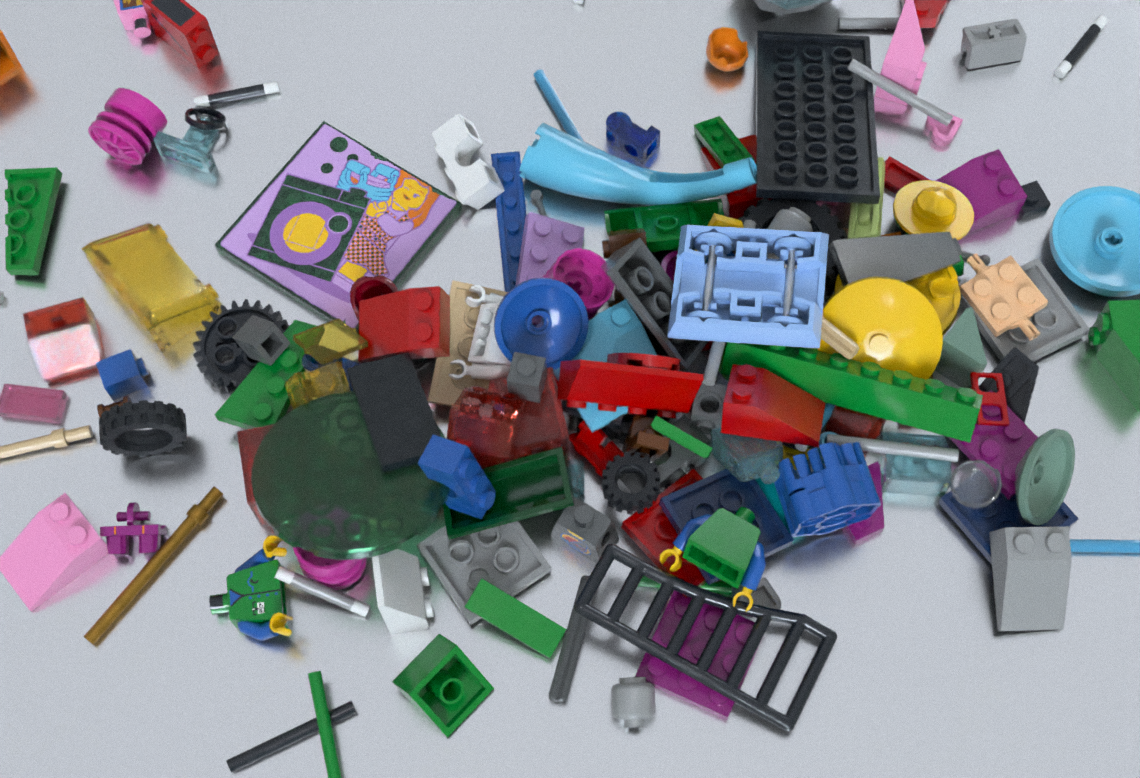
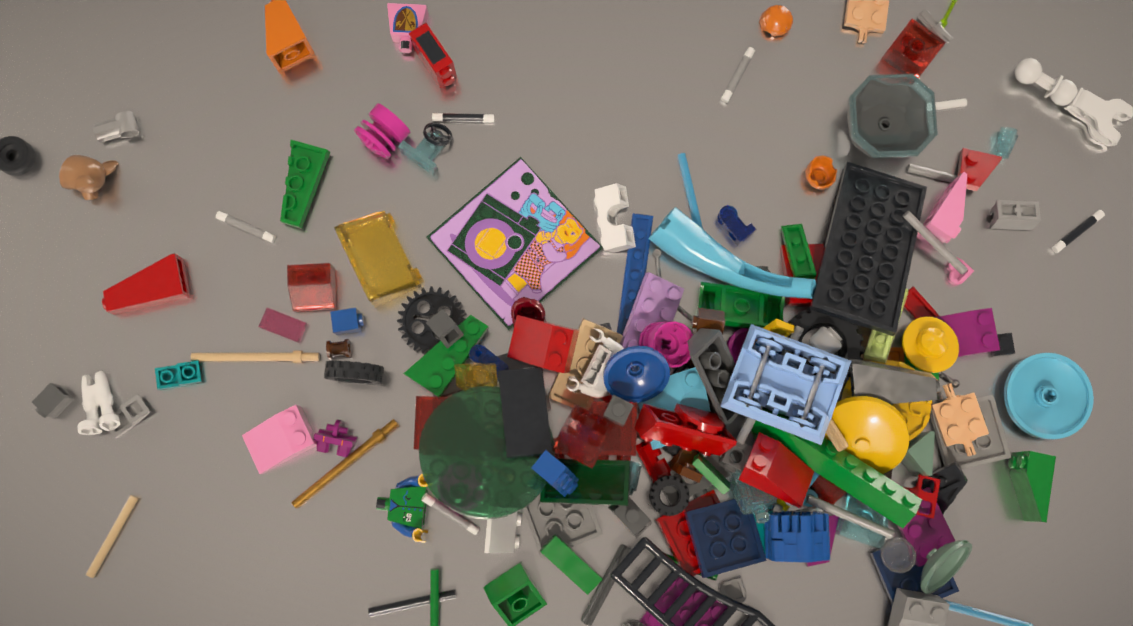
camera: 10 degrees right, 15 degrees up
(330, 341) = (491, 341): clear yellow piece -> none
(724, 547) = (719, 562): green torso -> none

